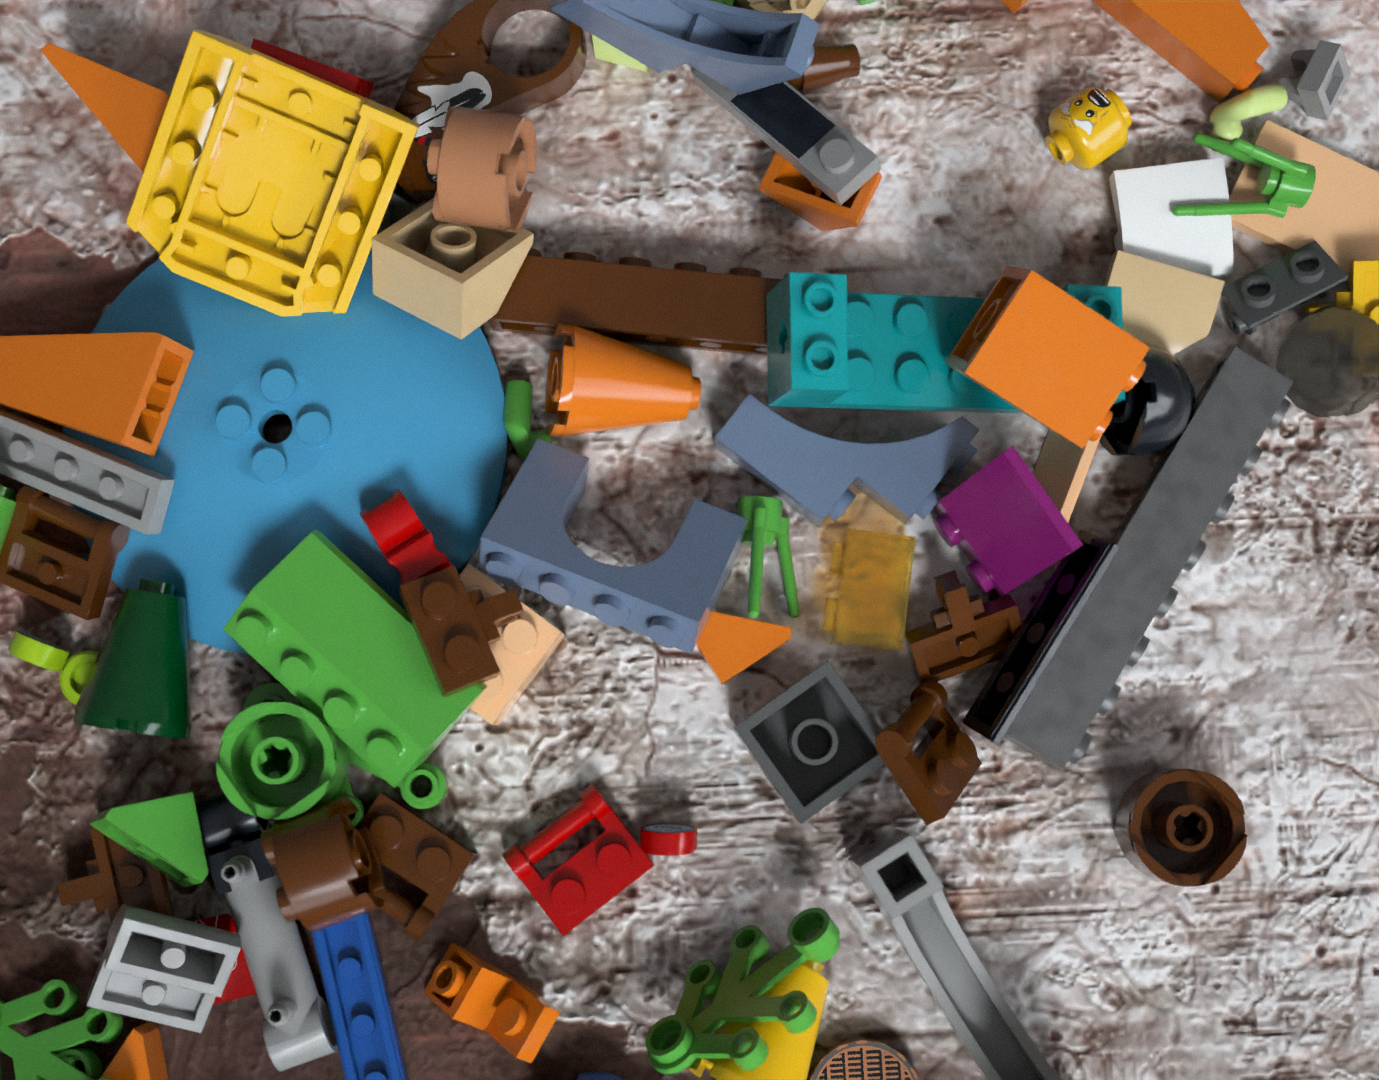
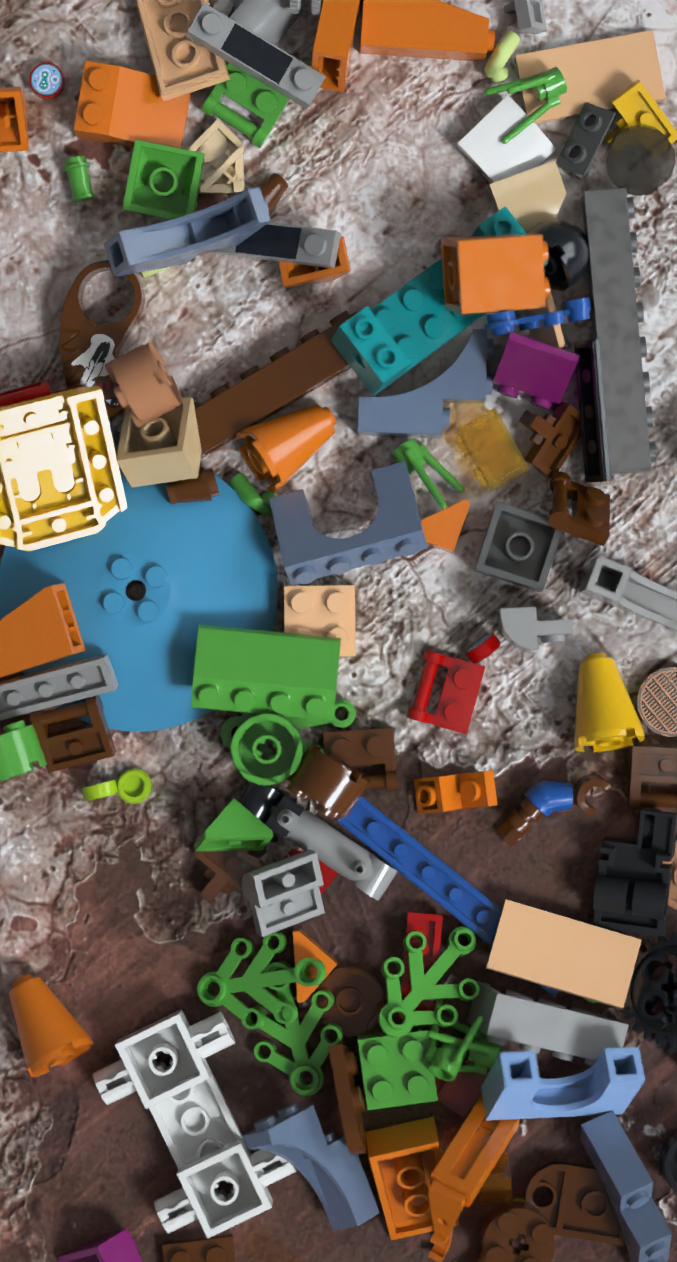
camera: 30 degrees left, 5 degrees up
(142, 667) = (161, 757): dark green cone -> none
(403, 538) = (248, 599): red leg -> none
(454, 358) = (193, 490): none -> reddish brown cone
(457, 627) = (305, 620): reddish brown hinge -> none
(686, 1036) = (562, 732): bright green plant -> none
(738, 855) = (522, 629): none -> light grey brick
(1014, 428) = (504, 322): none -> blue plant
(1088, 128) = (427, 129): yellow head -> none

